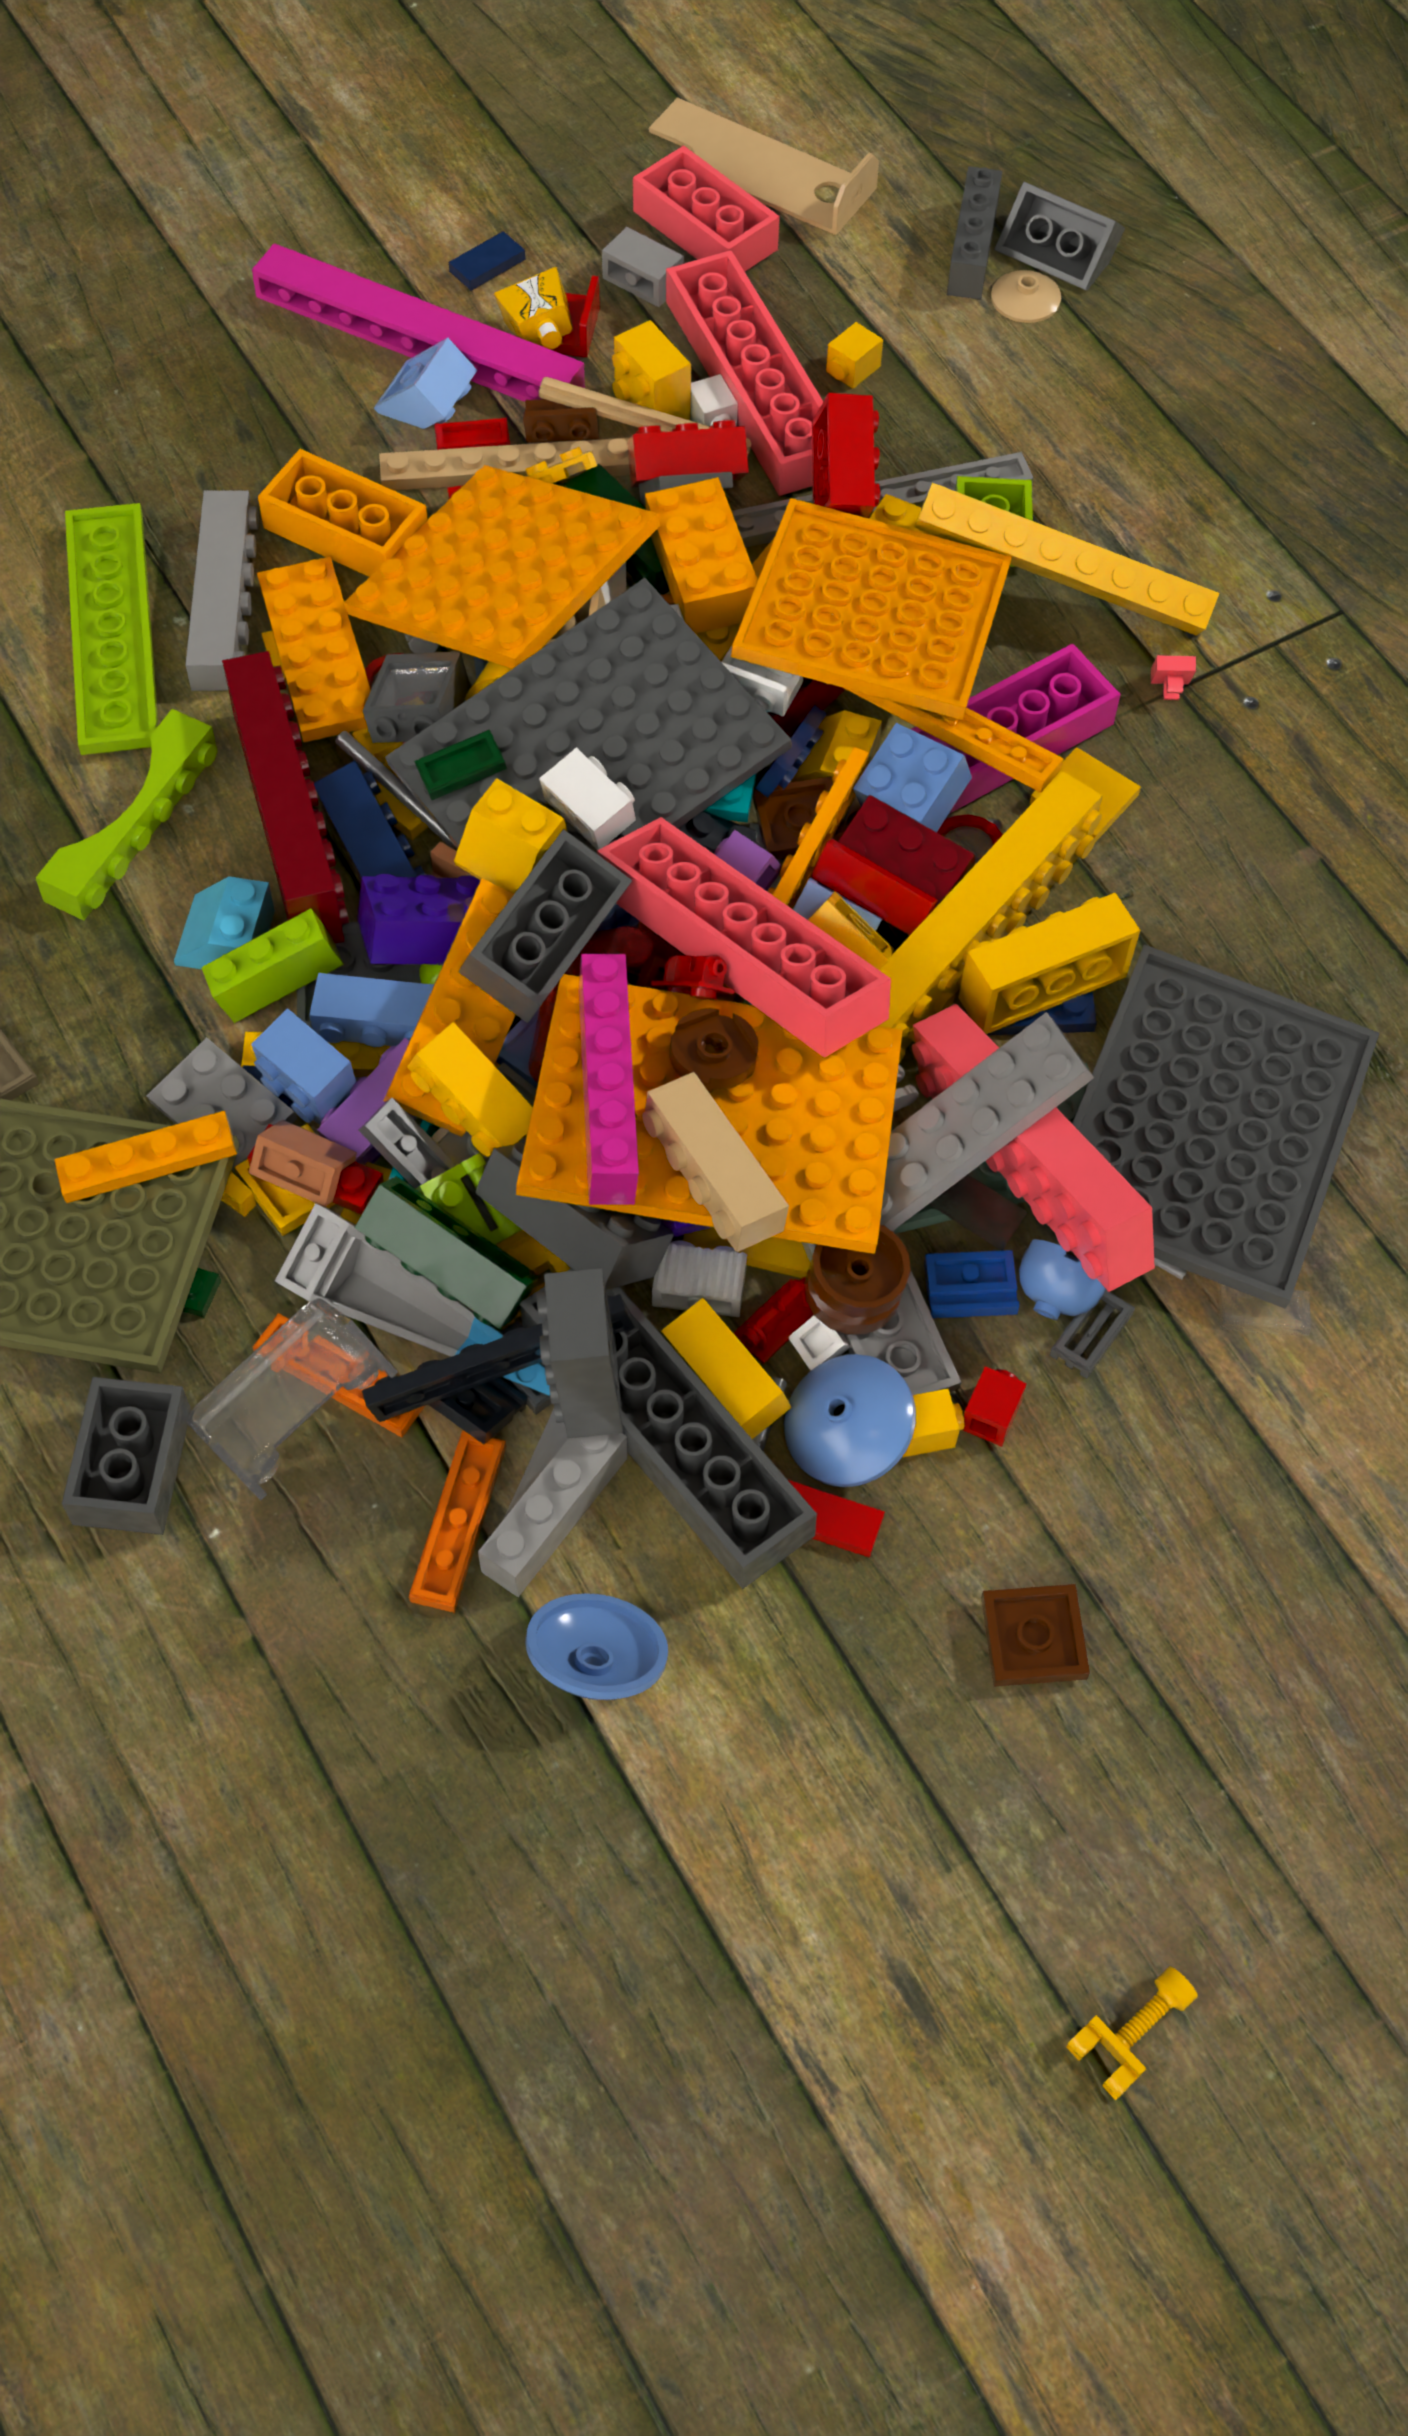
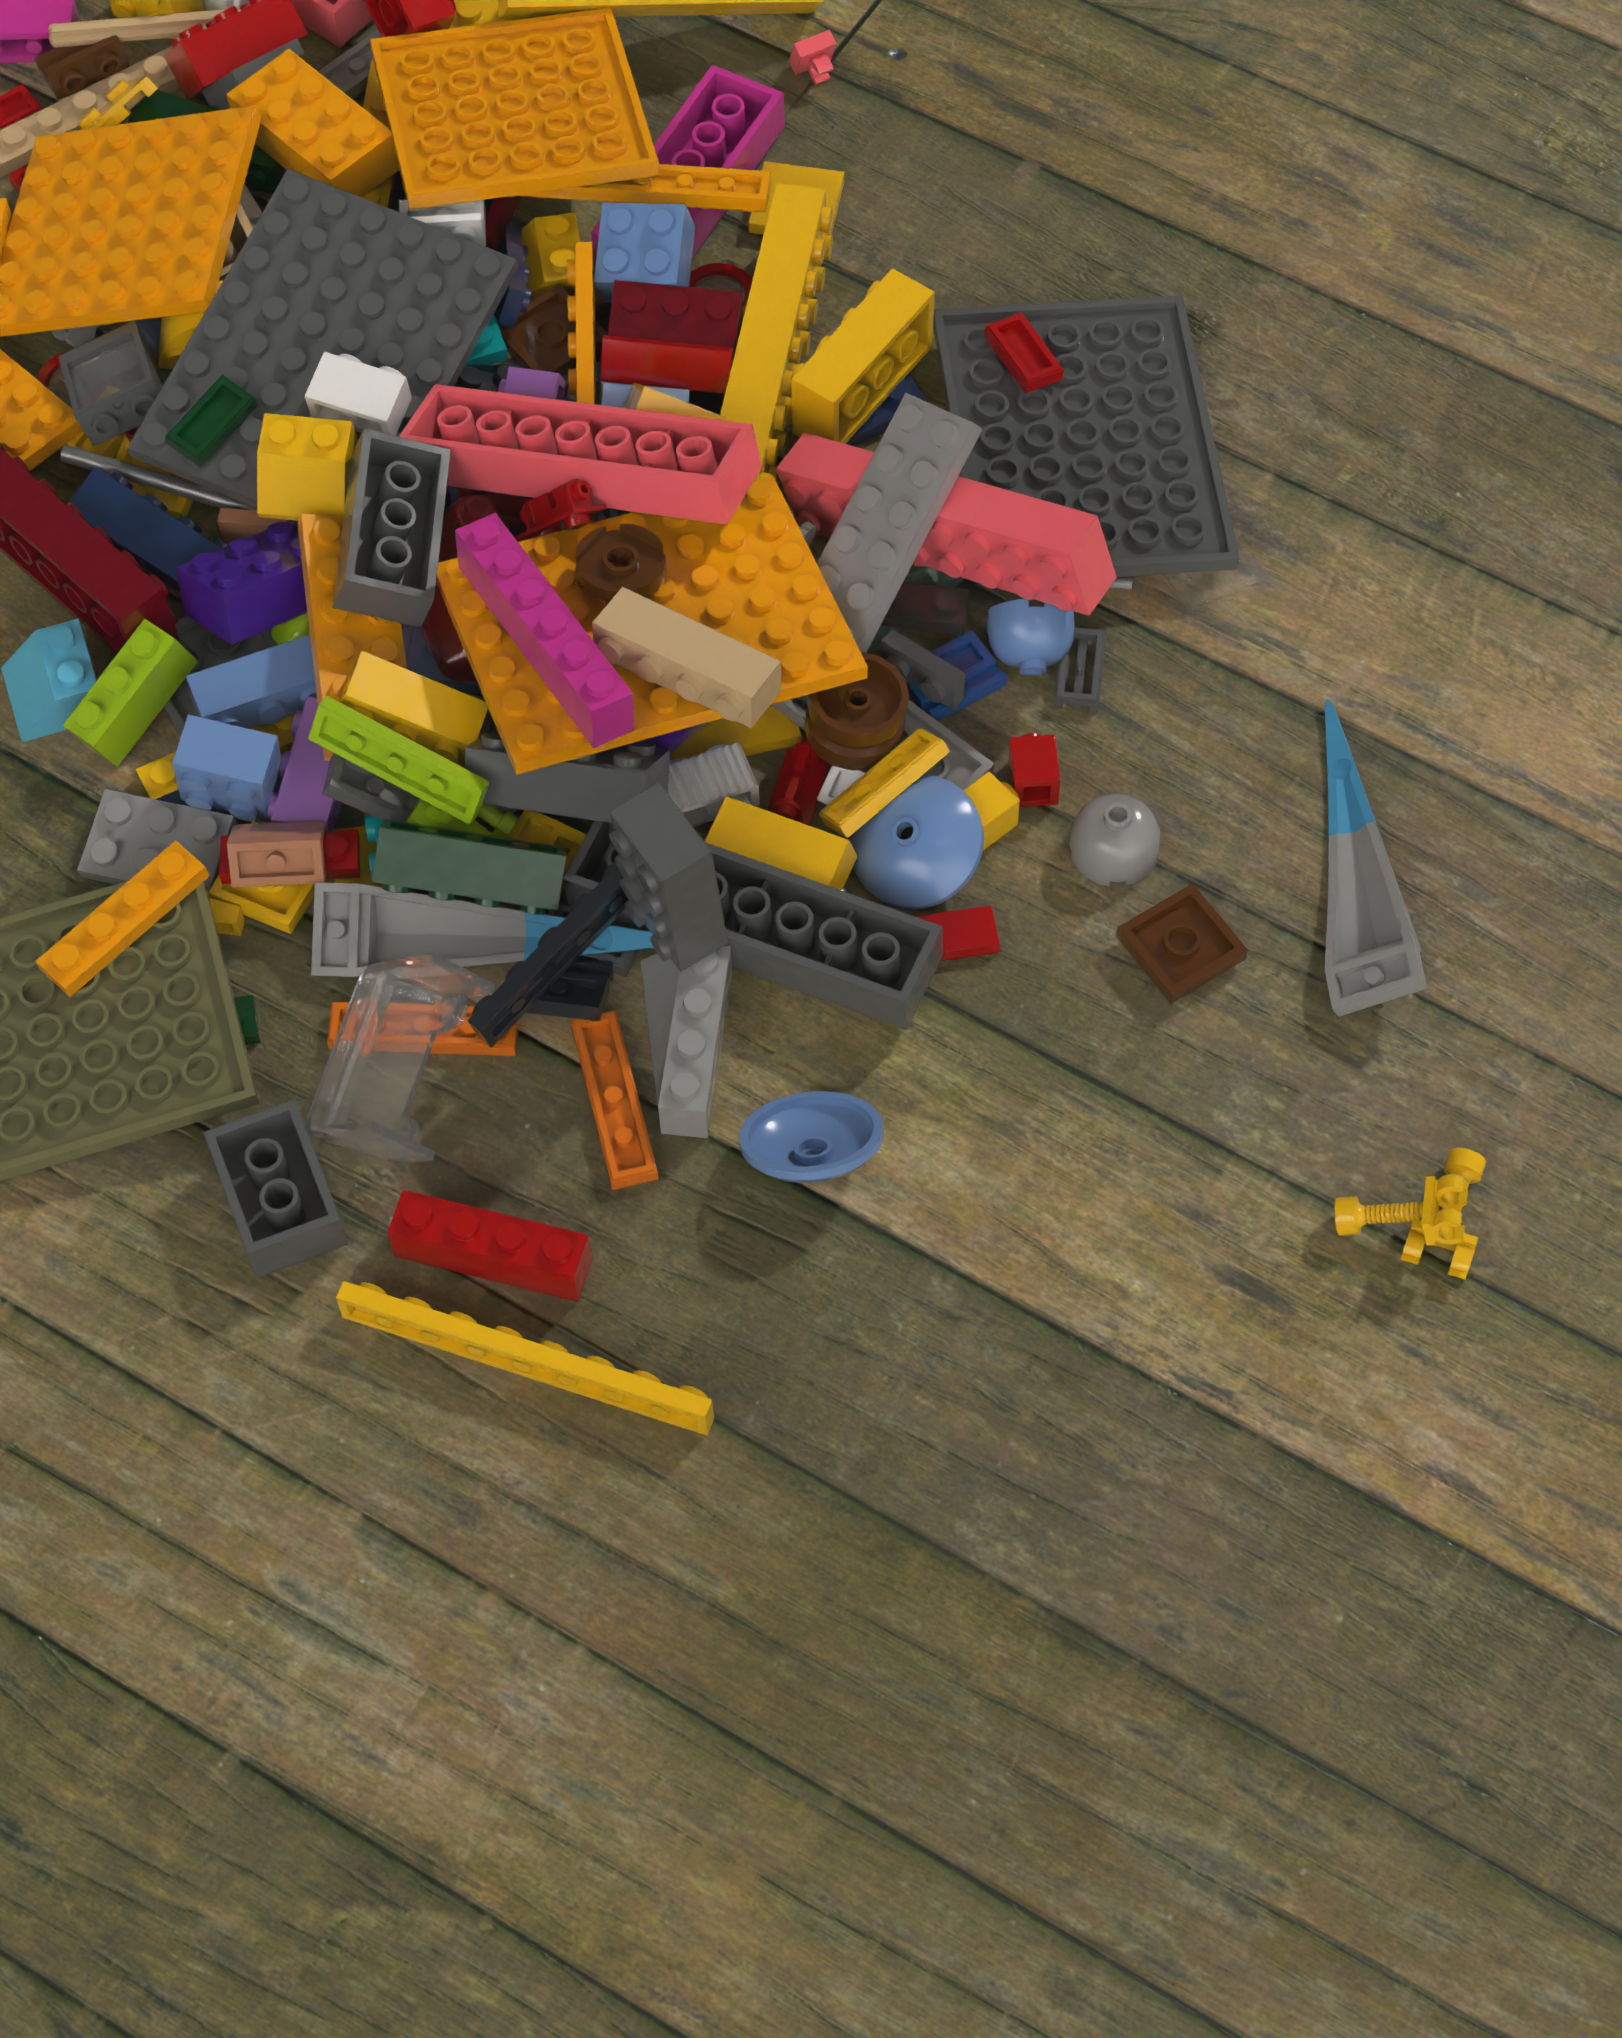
camera: 25 degrees left, 0 degrees up
(257, 1731) = (542, 1362): none -> yellow plate
(272, 1600) = (490, 1245): none -> red brick
(433, 1132) = (398, 760): none -> lime plate
(847, 1353) = (883, 782): none -> yellow tile
(947, 1276) = (924, 670): none -> dark grey plate
(1030, 1507) = (1115, 840): none -> light grey cylinder
(1106, 2037) = (1352, 1215): none -> yellow bar
(1200, 1020) = (1023, 352): none -> red tile
(1215, 1710) = (1369, 934): none -> light grey plate

